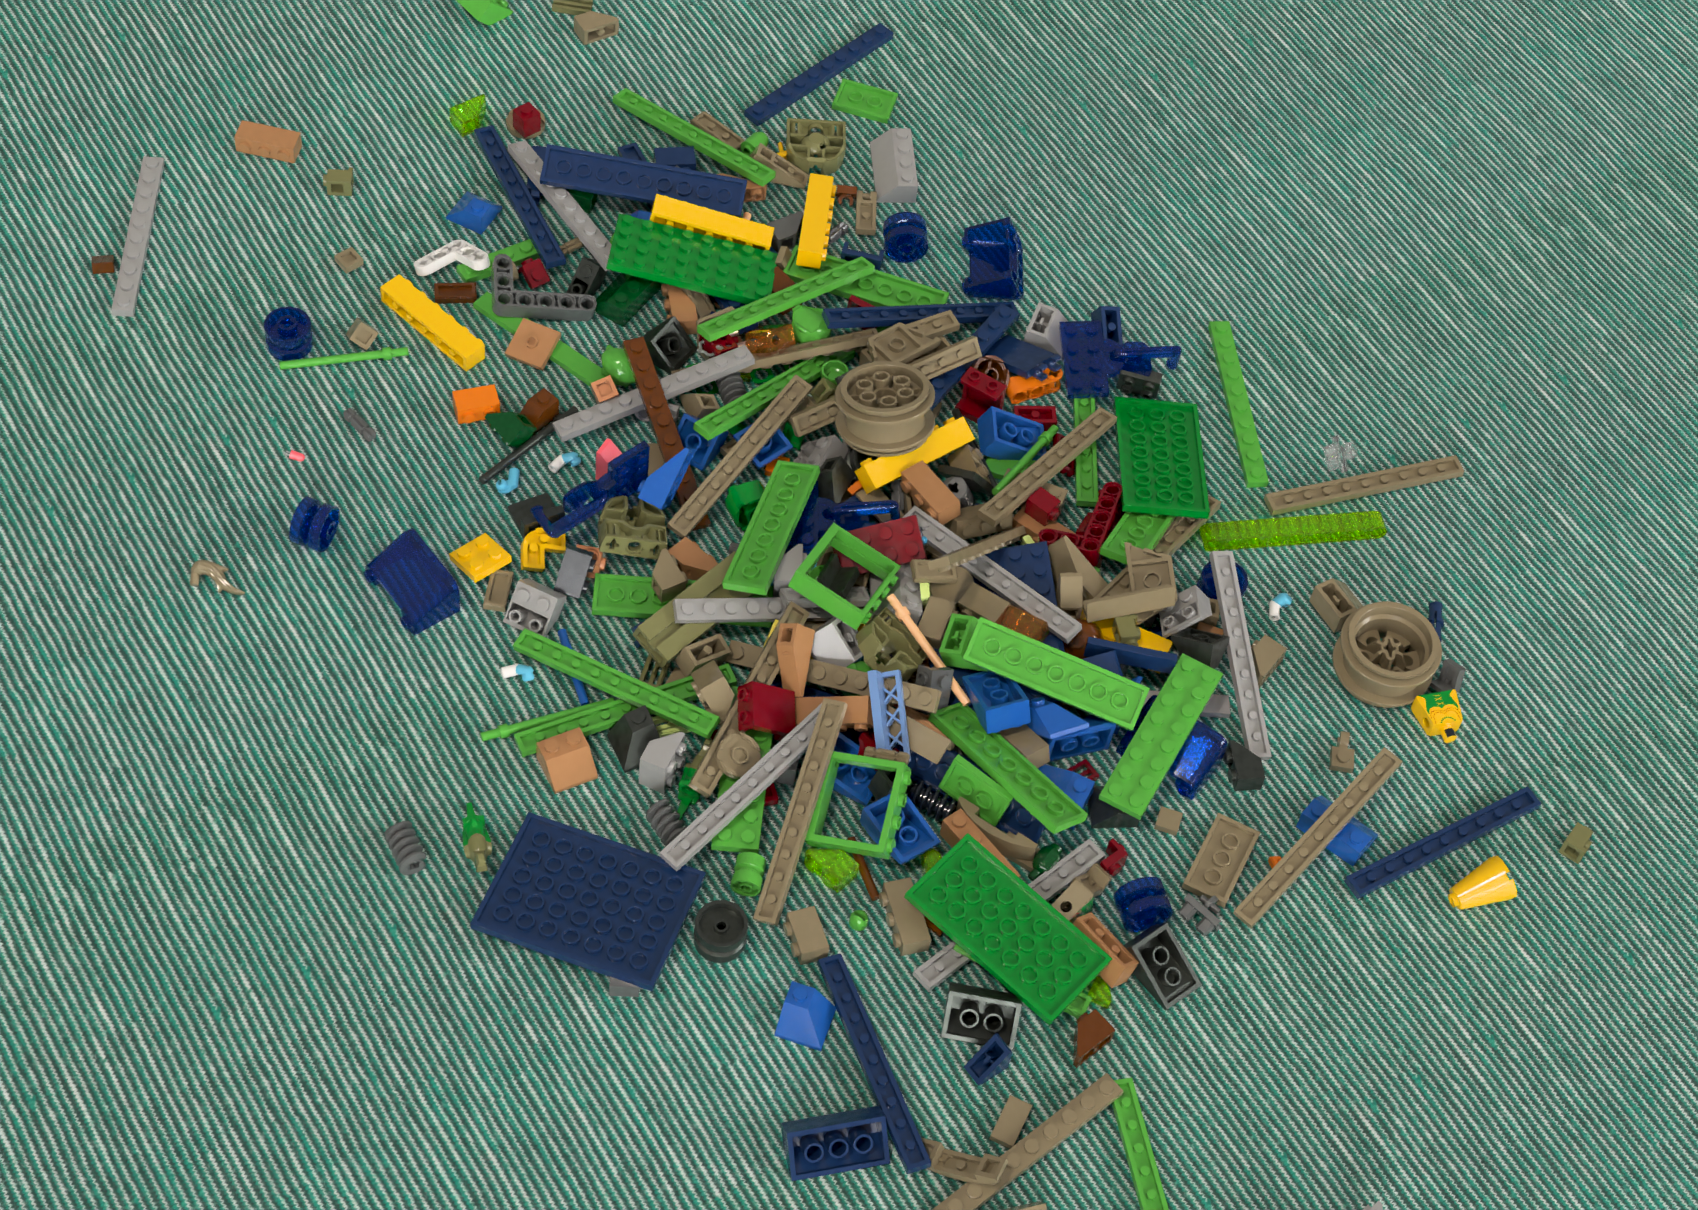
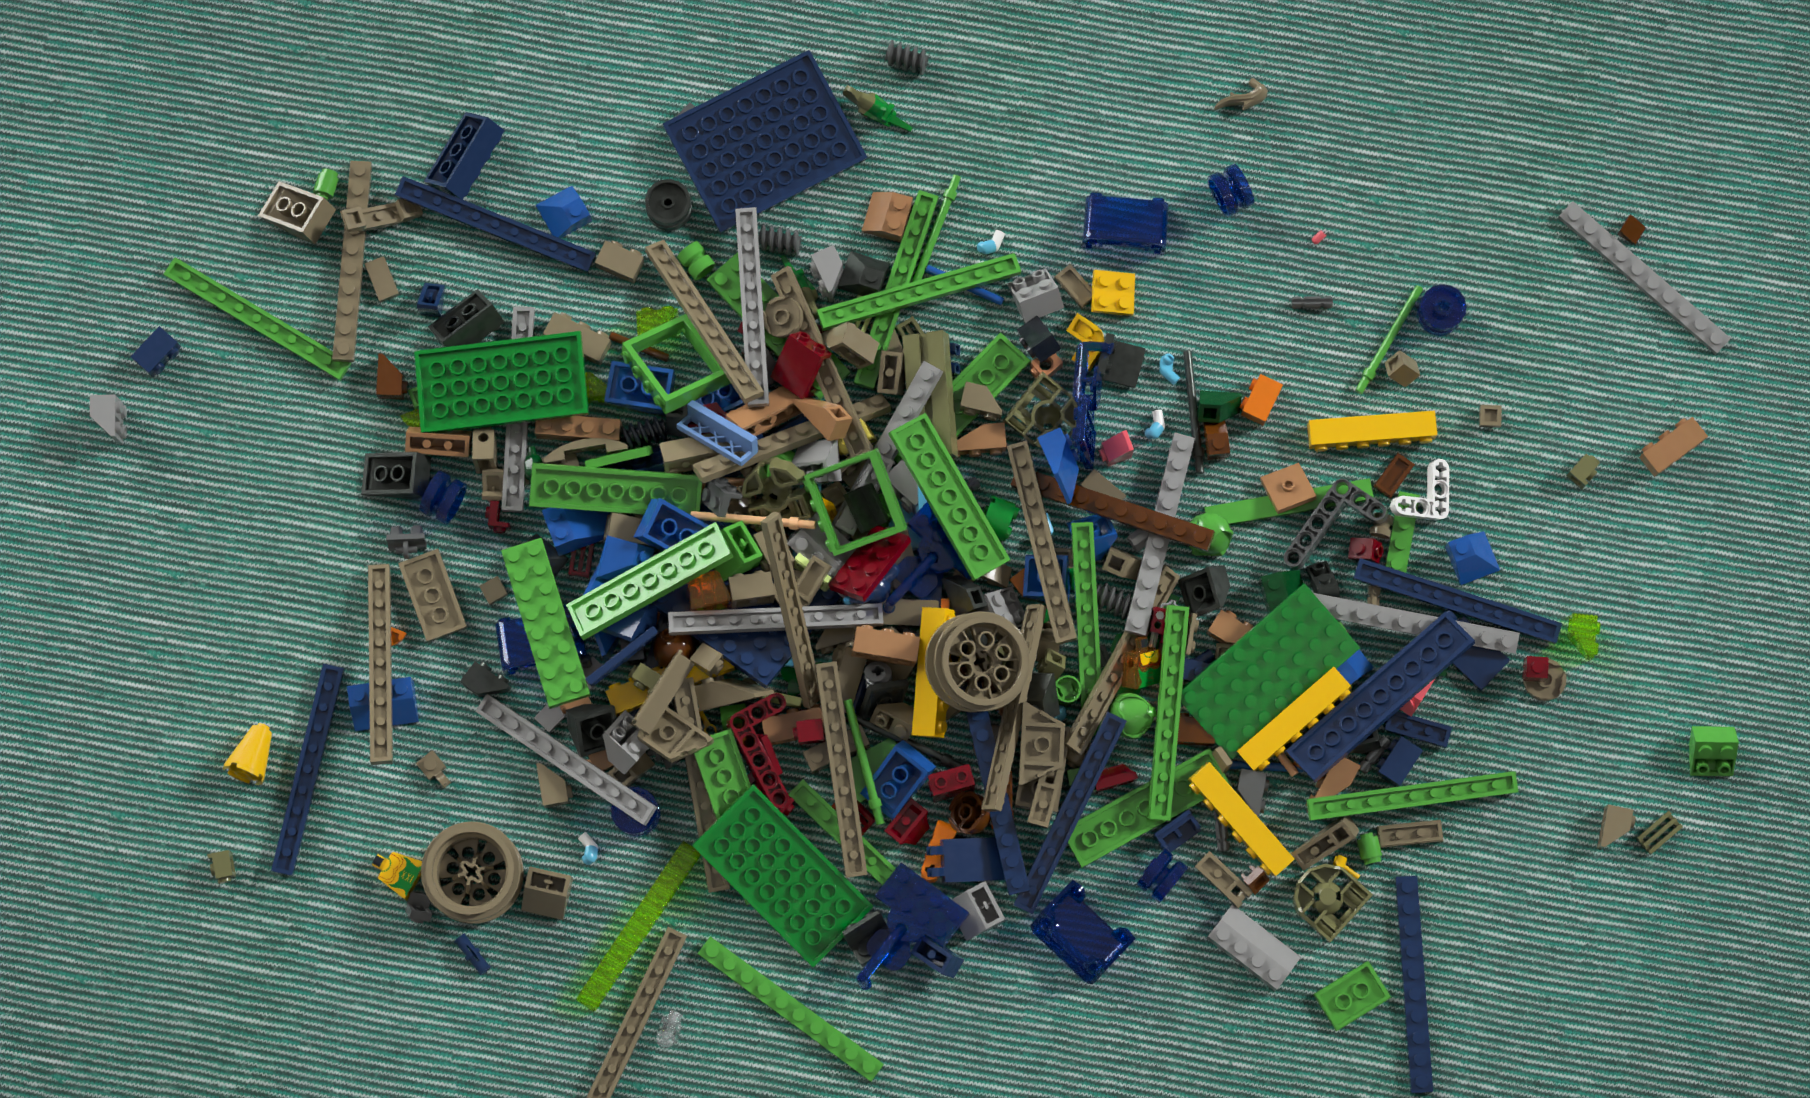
camera: 140 degrees right, 25 degrees up
(604, 389) = (1192, 499): nougat brick -> none
(856, 922) = (606, 313): bright green hinge -> none
(887, 754) = (687, 403): dark tan axle -> none

